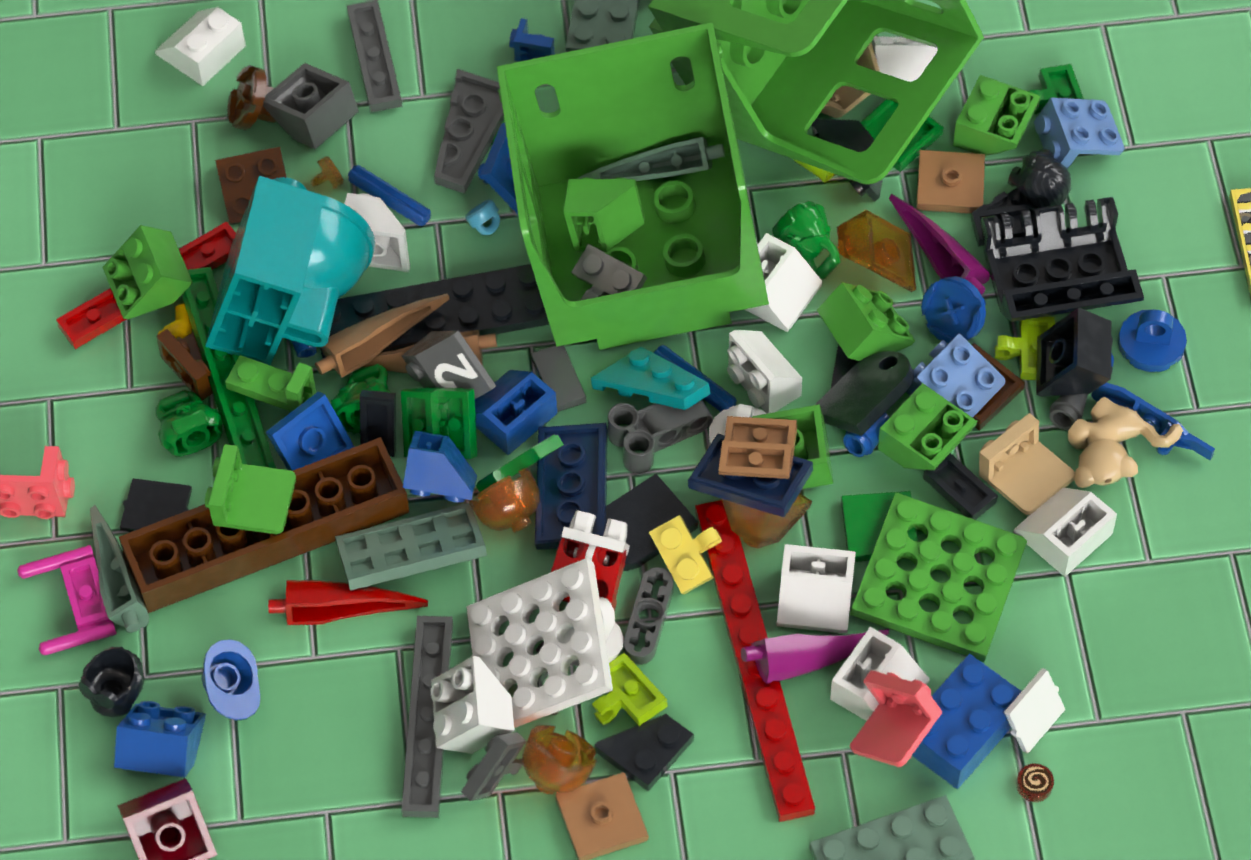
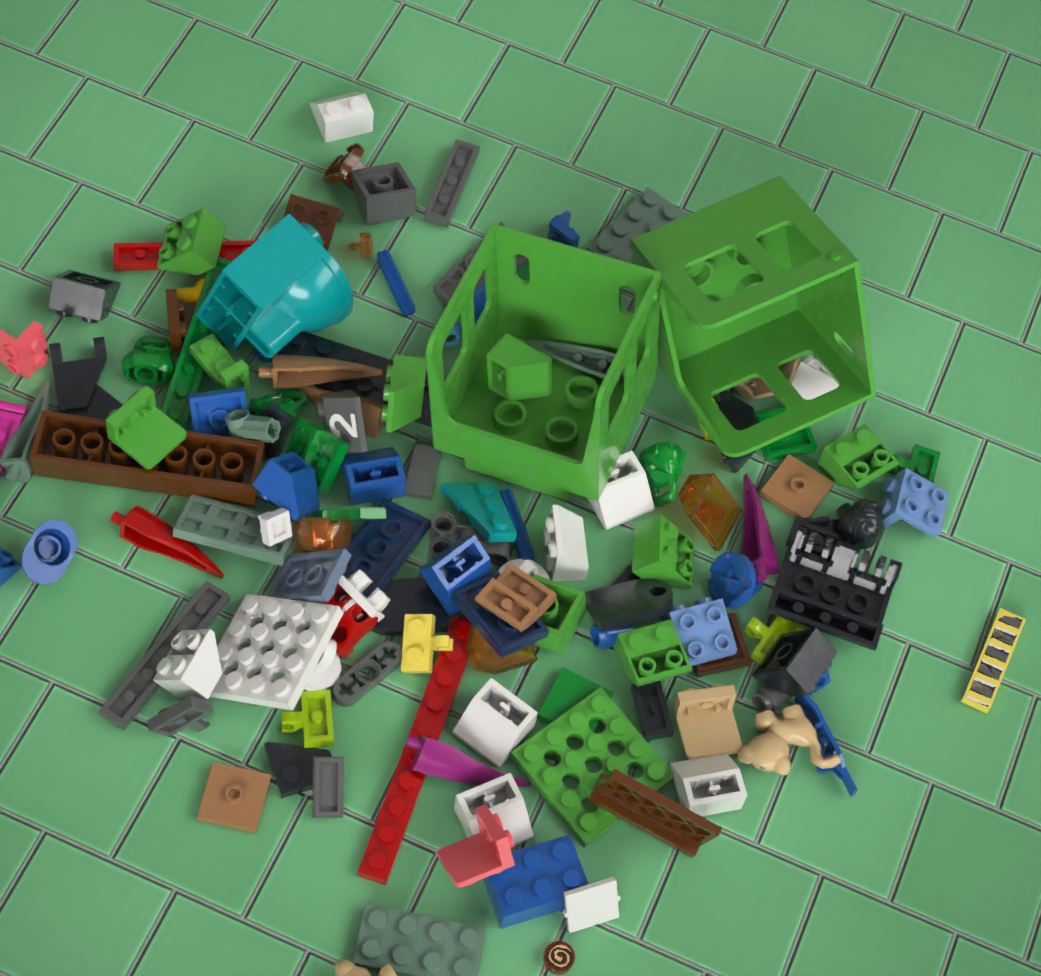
camera: 20 degrees right, 0 degrees up
(64, 394) = (83, 295): none -> slope
(121, 485) = (77, 379): none -> black flag
(351, 431) = (251, 427): none -> sand green piece
(389, 234) = (365, 298): white slope -> none
(455, 517) = (275, 526): none -> white tile
(491, 301) = (404, 392): none -> bright green slope
(527, 547) = (310, 575): none -> sand blue plate
(556, 760) = (228, 737): clear orange cylinder -> none
(605, 274) = (495, 416): dark grey plate -> none
(672, 455) = (455, 568): none -> blue slope
(691, 750) = (327, 787): none -> dark grey tile
(1036, 583) = (652, 812): none -> reddish brown fence
(1152, 340) = (867, 684): blue tile -> none

